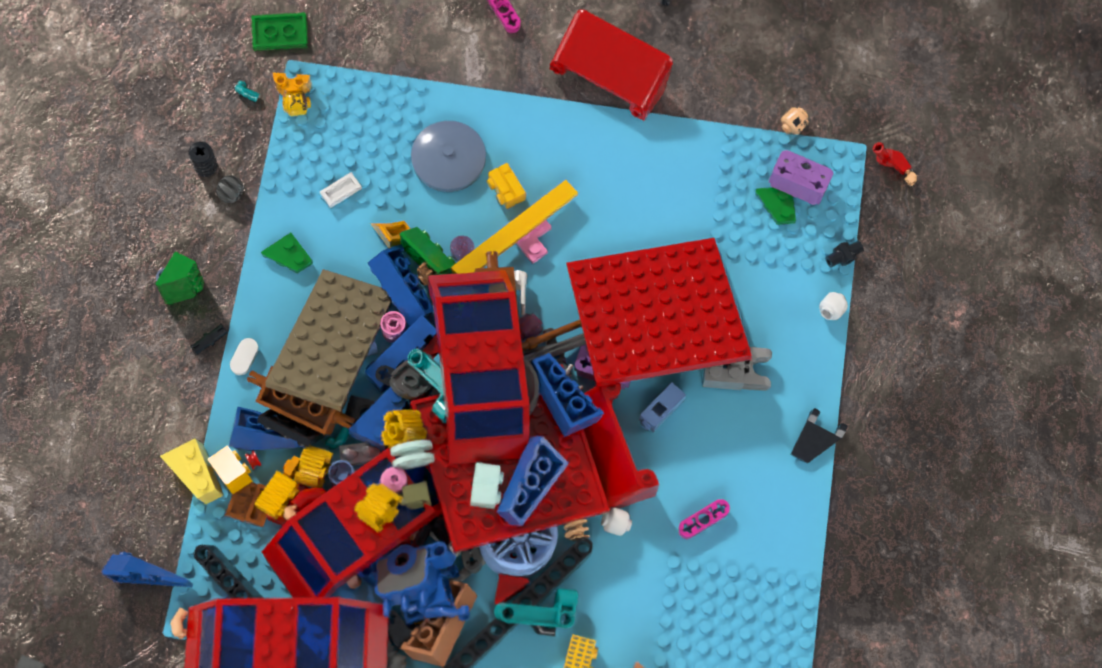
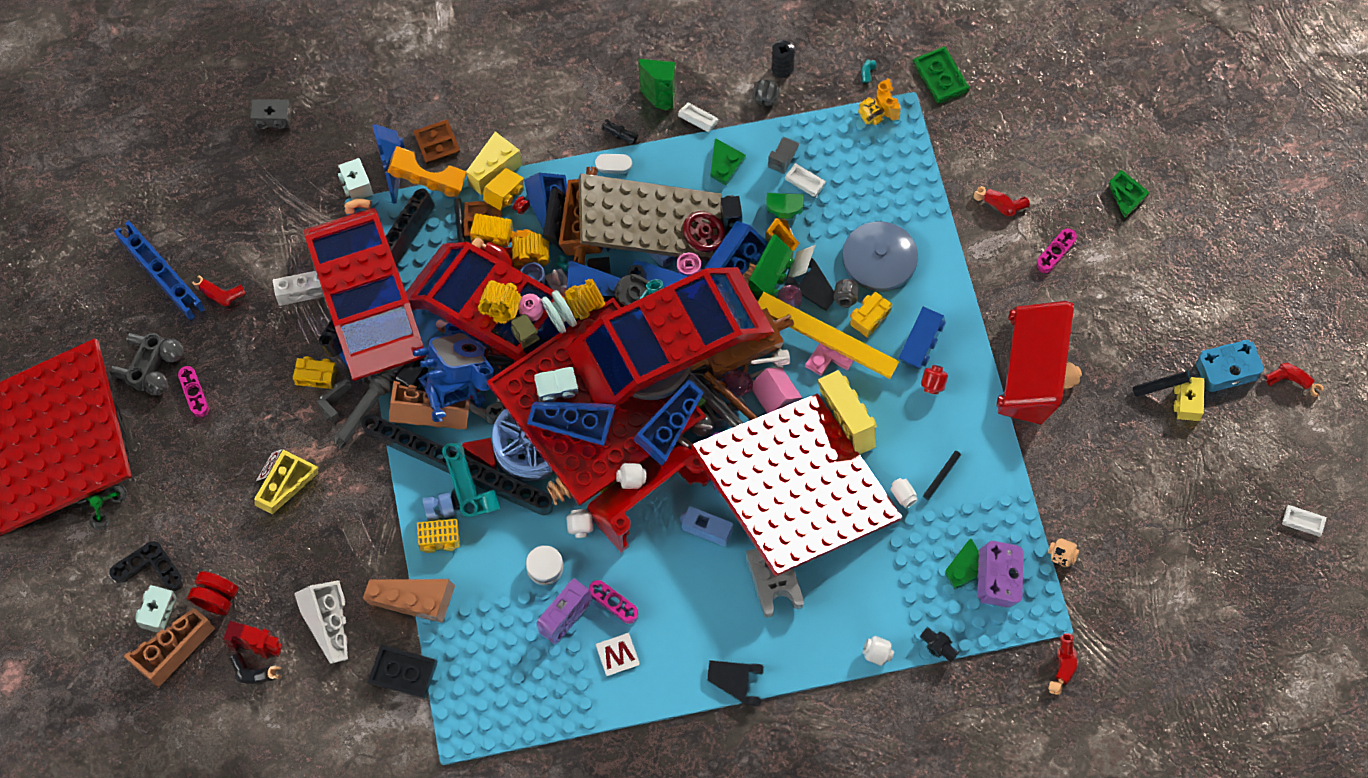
camera: 75 degrees right, 5 degrees down
(137, 520) = (436, 141): none -> dark orange slope
(158, 611) = (355, 180): none -> light aqua brick
(164, 555) = (405, 166): none -> light orange arch
(226, 261) = (698, 117): none -> white tile
(245, 527) = (459, 219): none -> black bar
(306, 199) = (783, 155): none -> dark grey bracket
(354, 265) = (730, 211): none -> black brick
(361, 217) = (784, 205): none -> green tile
(363, 297) = (714, 222): none -> dark red plate
(430, 222) = (801, 261): none -> white sticker
(436, 33) = (1001, 201): none -> red arm
(453, 223) = (815, 286): none -> black flag
(476, 198) = (846, 293): none -> dark grey head
(549, 298) = (775, 389): none -> bright pink slope
(551, 151) = (922, 338): none -> blue wedge
(551, 649) = (445, 504): none -> medium blue wheel
(595, 157) = (934, 379): none -> red head
(596, 241) = (848, 411): none -> light yellow wedge
(601, 451) = (631, 476): none -> white head
(646, 569) = (544, 565): none -> white head
(685, 189) = (941, 475): none -> black bar
(692, 226) = (904, 492): none -> white brick
(704, 564) = (564, 611): none -> medium lavender axle
(754, 533) = (617, 654): none -> white sticker

